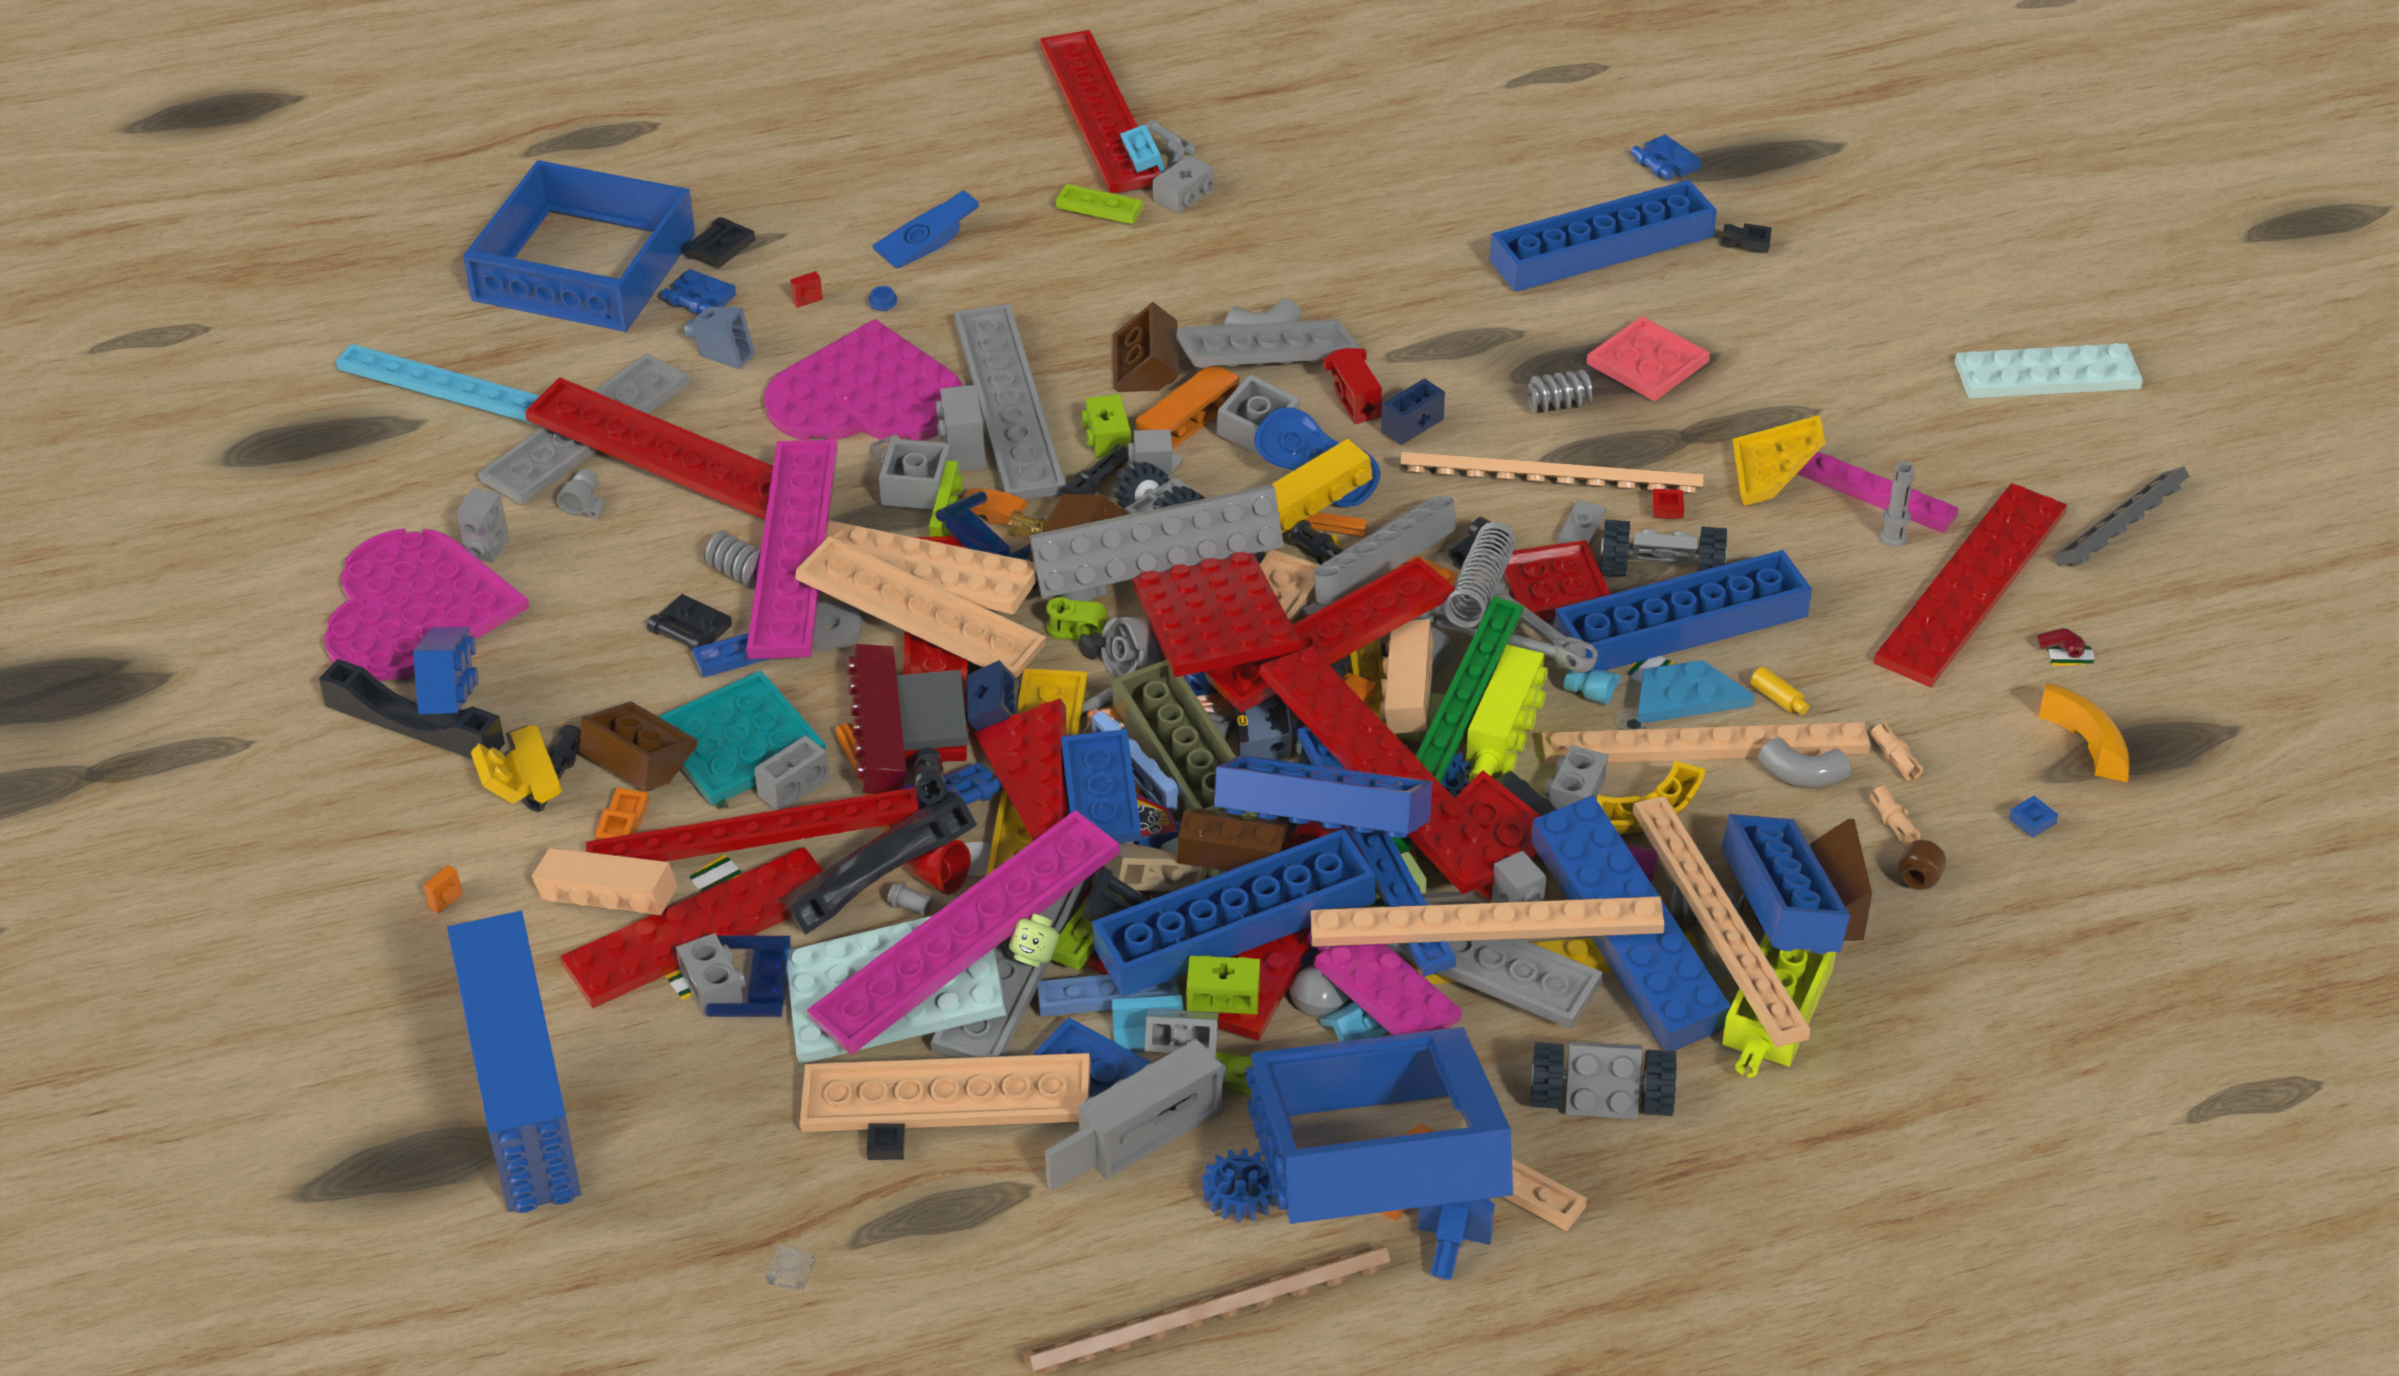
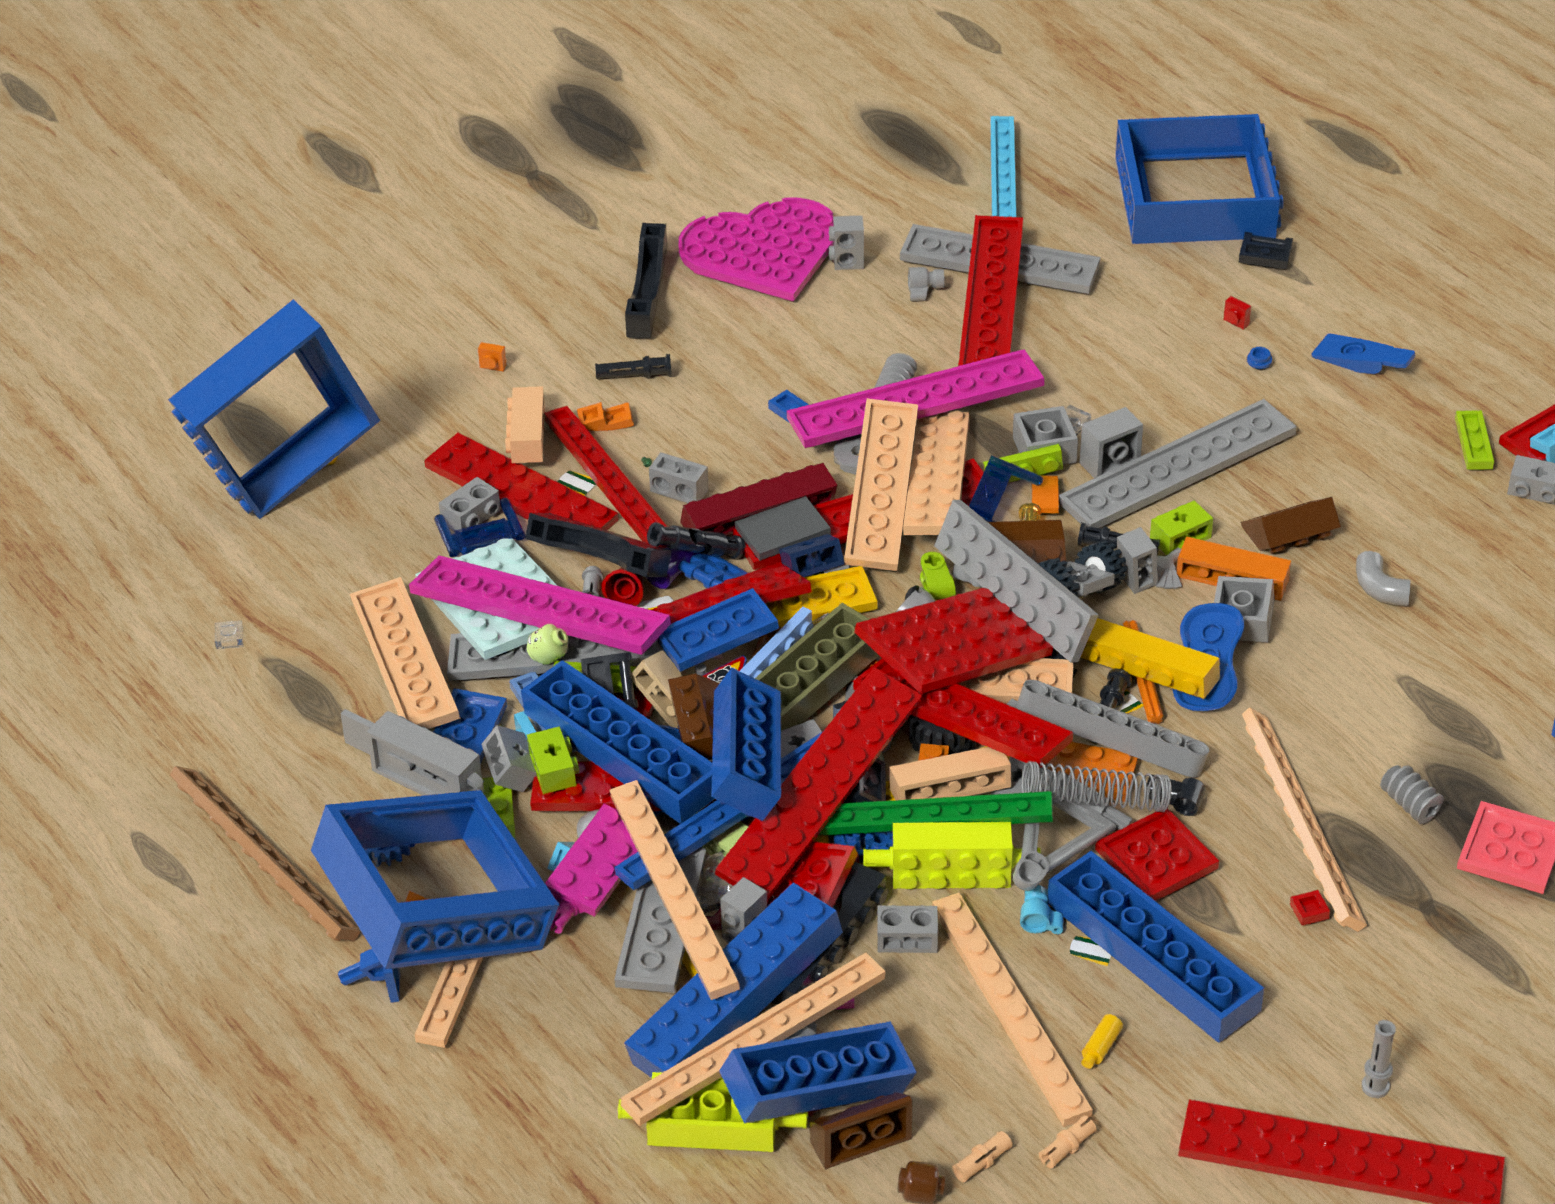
camera: 70 degrees right, 0 degrees up
(444, 669) = (676, 272): blue brick -> none
(521, 771) = (612, 346): yellow plate -> none
(635, 745) = (667, 392): reddish brown slope -> none
(692, 616) = (828, 385): black plate -> none
(698, 292) = (1205, 260): blue plate -> none
(722, 335) = (1142, 282): sand blue torso -> none
(736, 733) = (716, 438): teal plate -> none
(859, 384) = (1151, 378): dark pink plate -> none
(886, 1141) = (354, 643): black plate -> none
(1263, 342) = (1342, 587): light grey plate -> none
(1355, 384) = (1329, 658): red piece -> none
(1413, 411) = (1315, 702): dark blue brick -> none
(1582, 523) = (1247, 858): light grey plate -> none
(1604, 1079) = (564, 1018): plate -> none
(1627, 720) = (1009, 950): clear tile -> none
(1655, 547) = (1214, 881): plate -> none
(1677, 787) = (902, 986): yellow brick -> none
(1688, 691) = (1064, 975): dark azure wing -> none
(1775, 456) = (1414, 962): yellow plate -> none
(1802, 769) = (1001, 1075): light grey cylinder -> none
(1876, 490) = (1432, 1052): dark pink plate -> none

